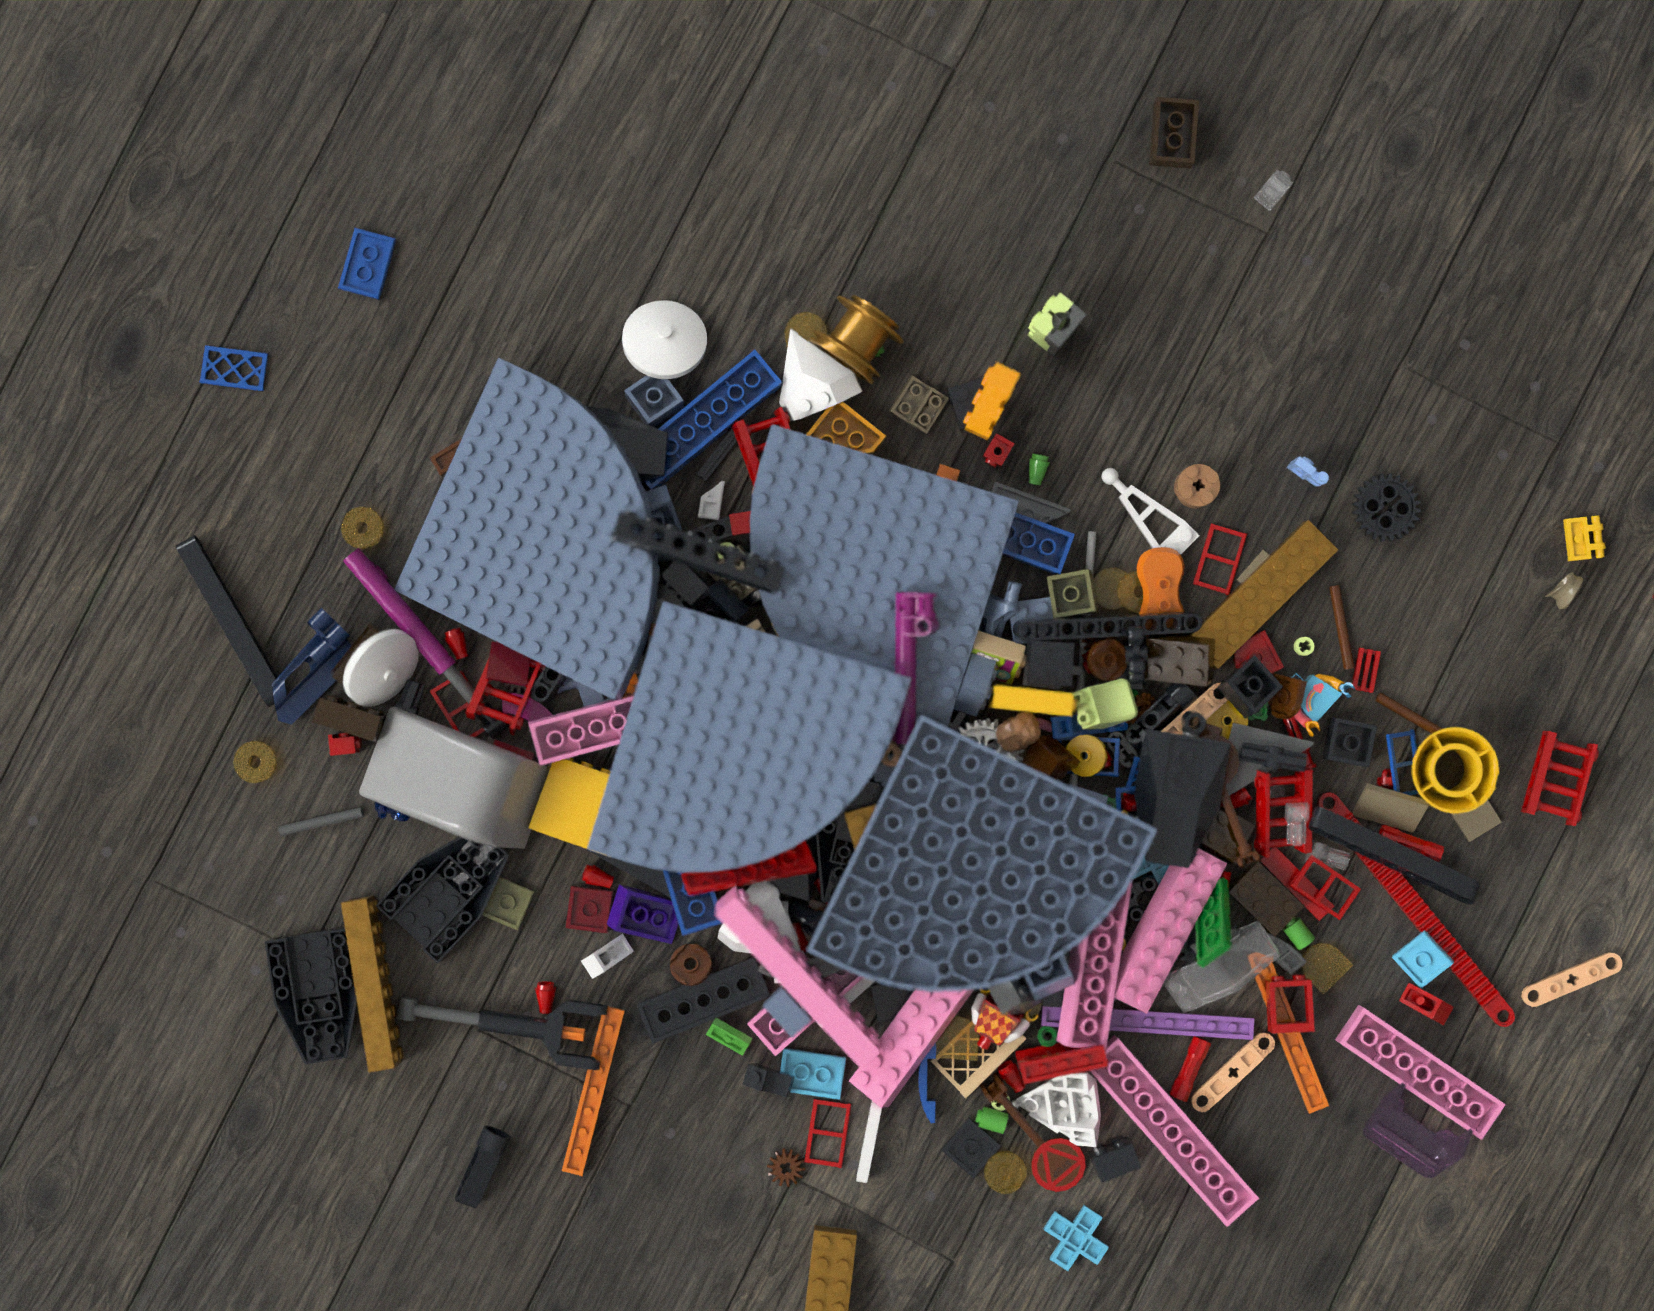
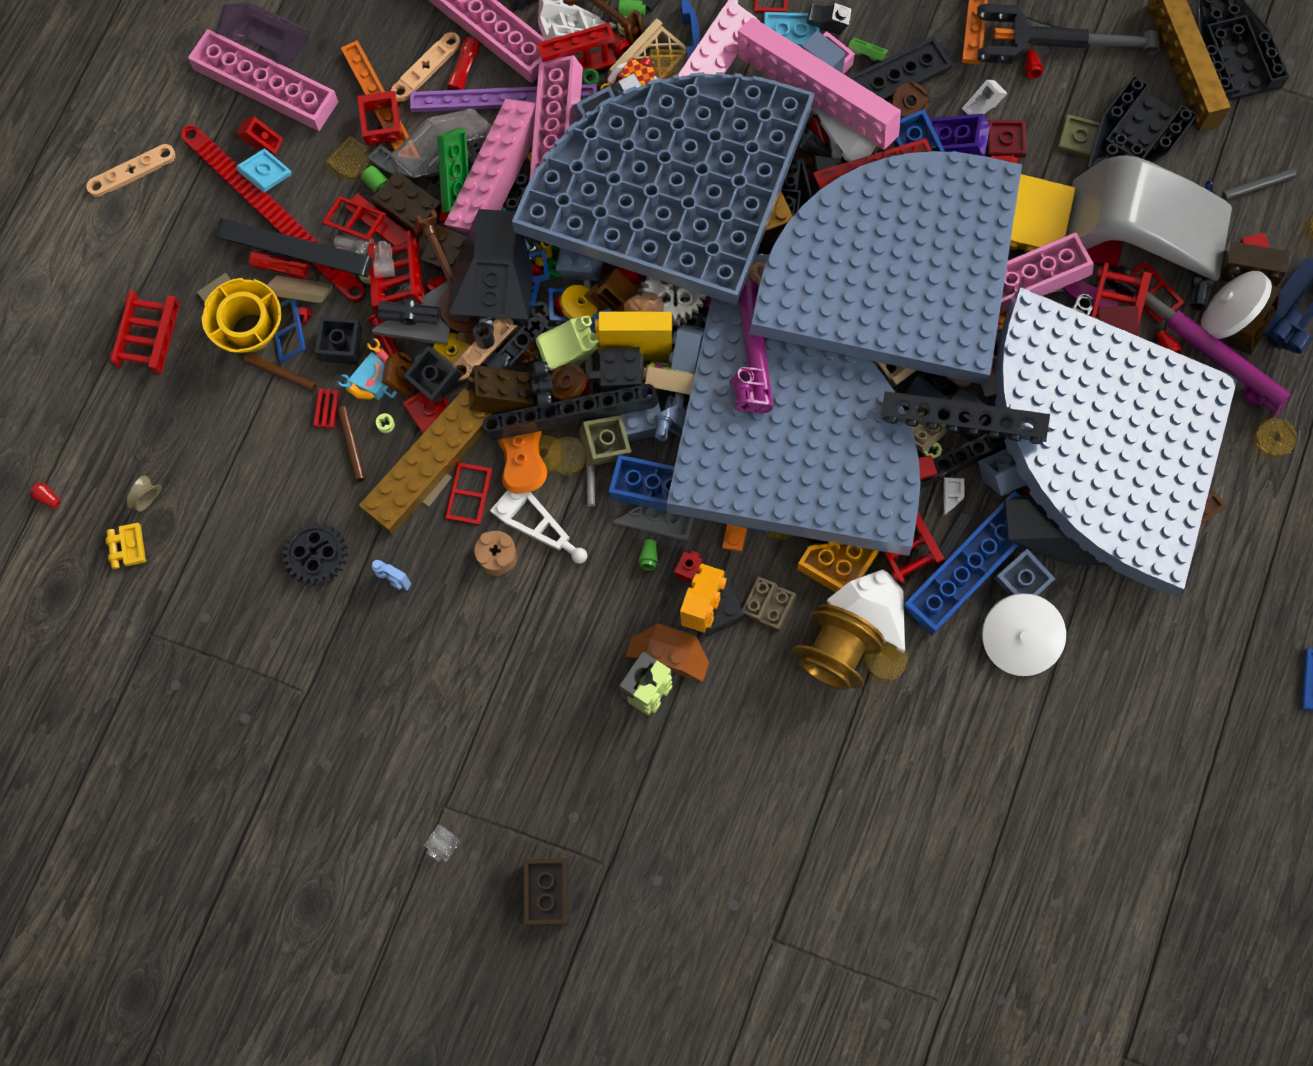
camera: 175 degrees right, 15 degrees down
(1037, 367) = (672, 648): none -> dark orange wedge

